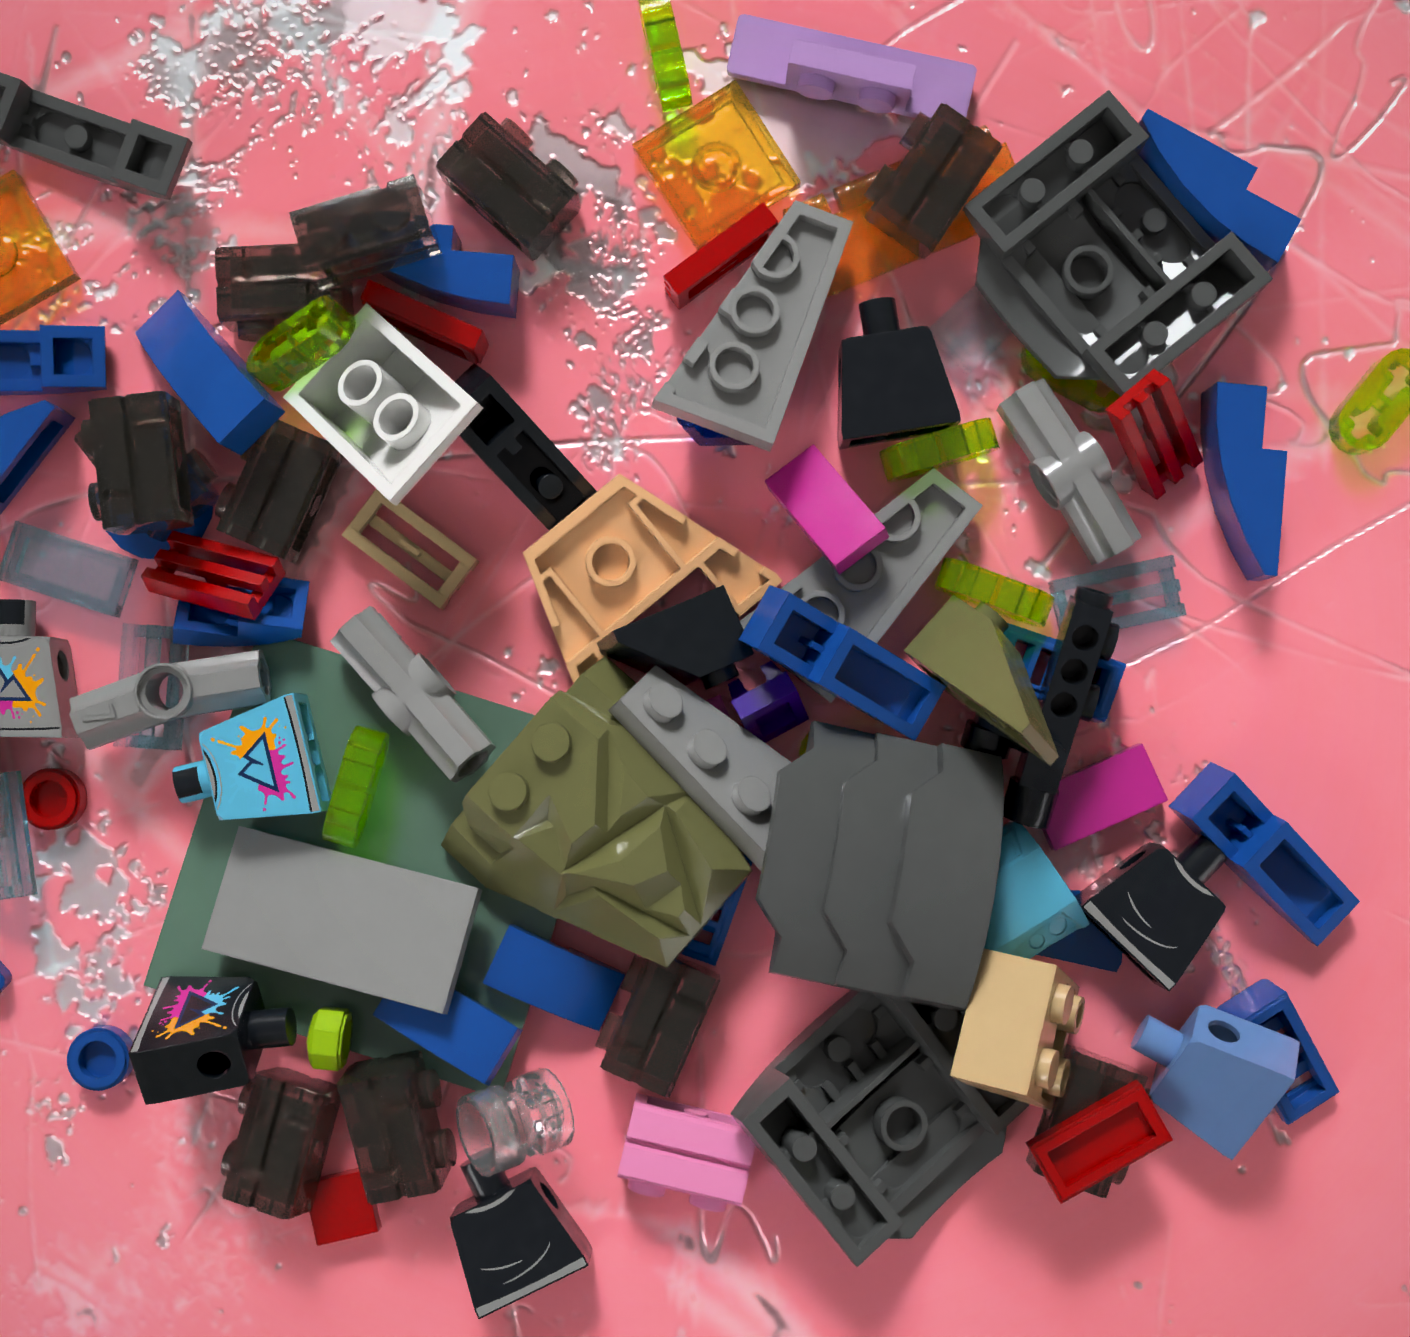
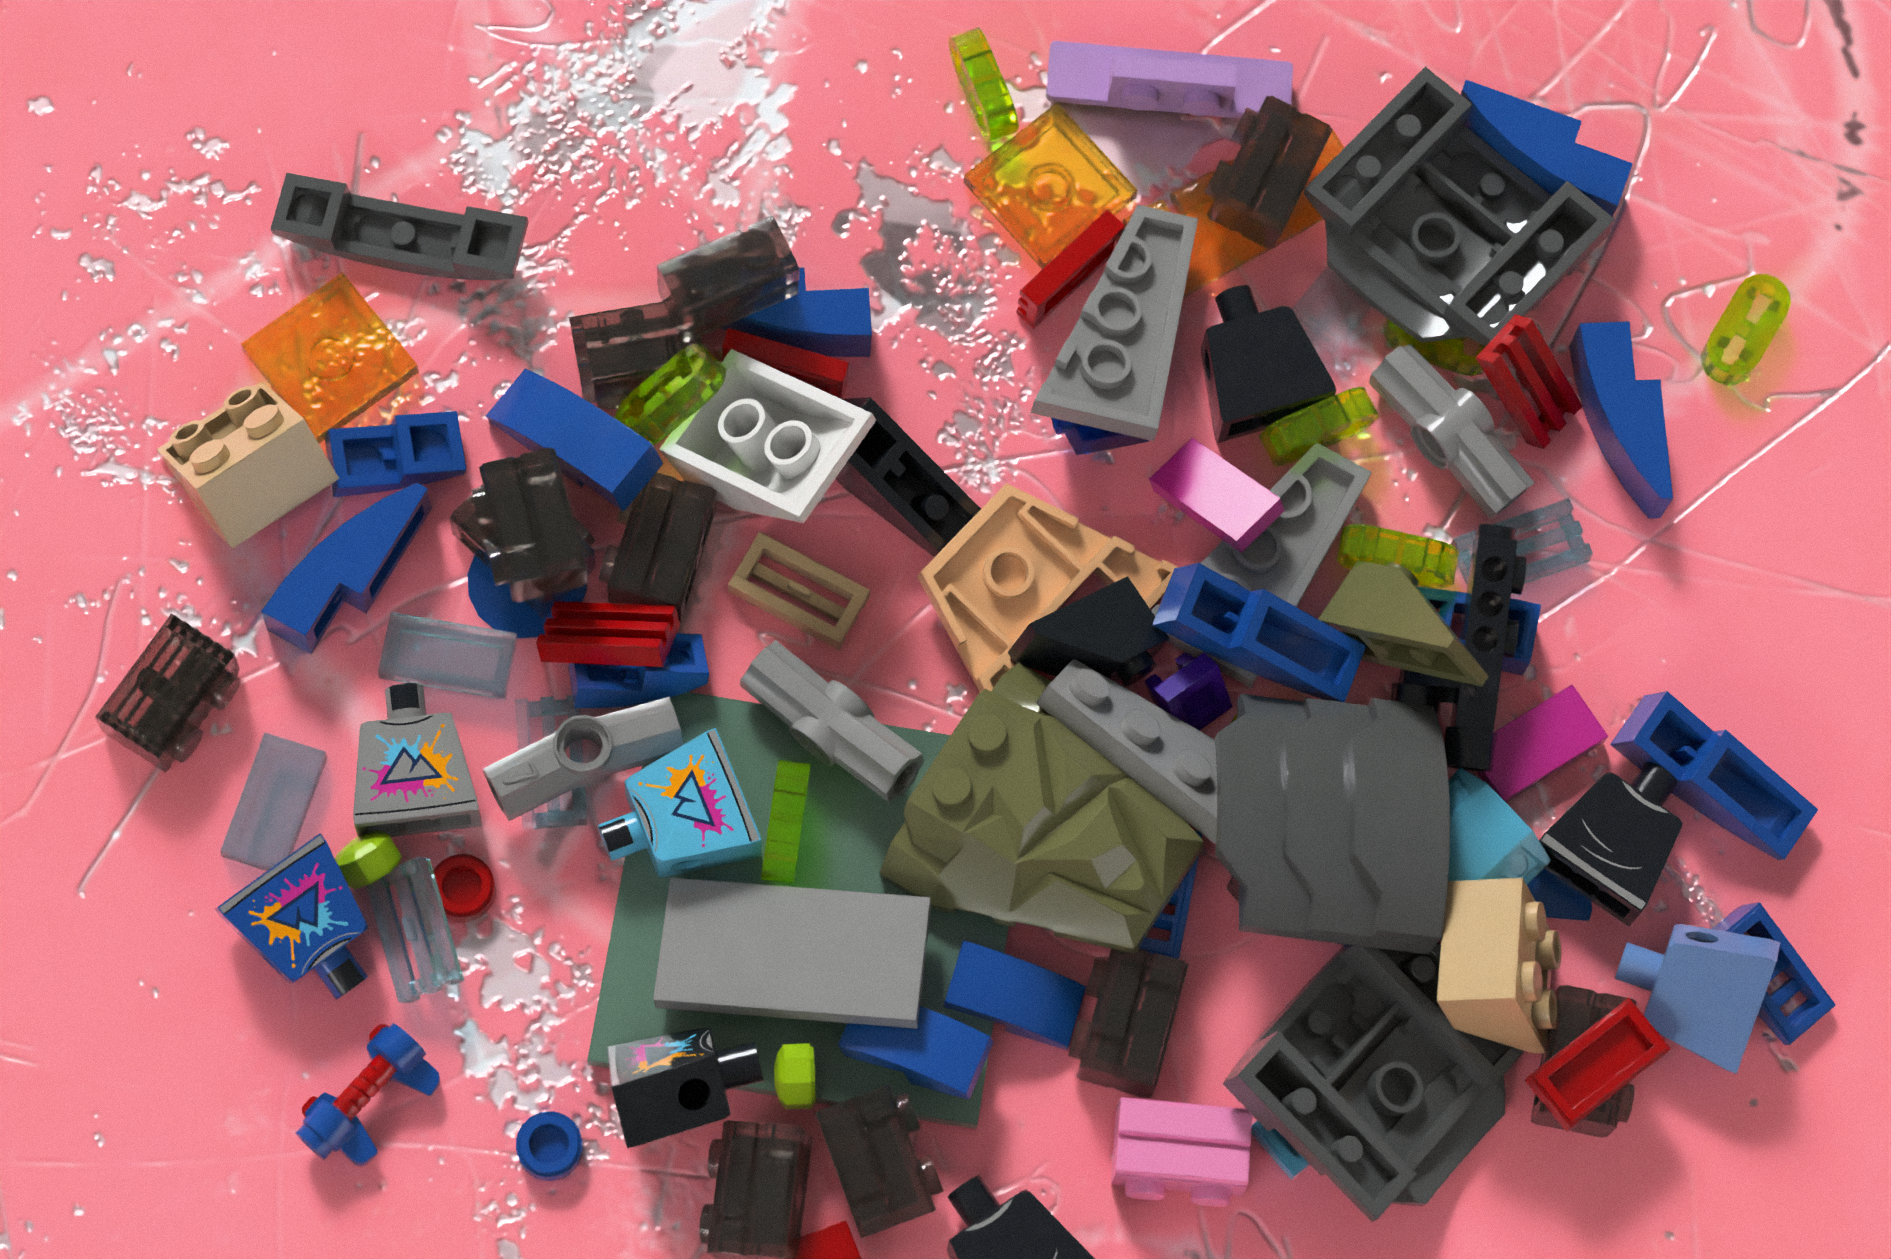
camera: 20 degrees left, 15 degrees down
(510, 184) = (850, 226): clear smoke brick -> none
(514, 1121) = (1001, 1133): clear wheel -> none

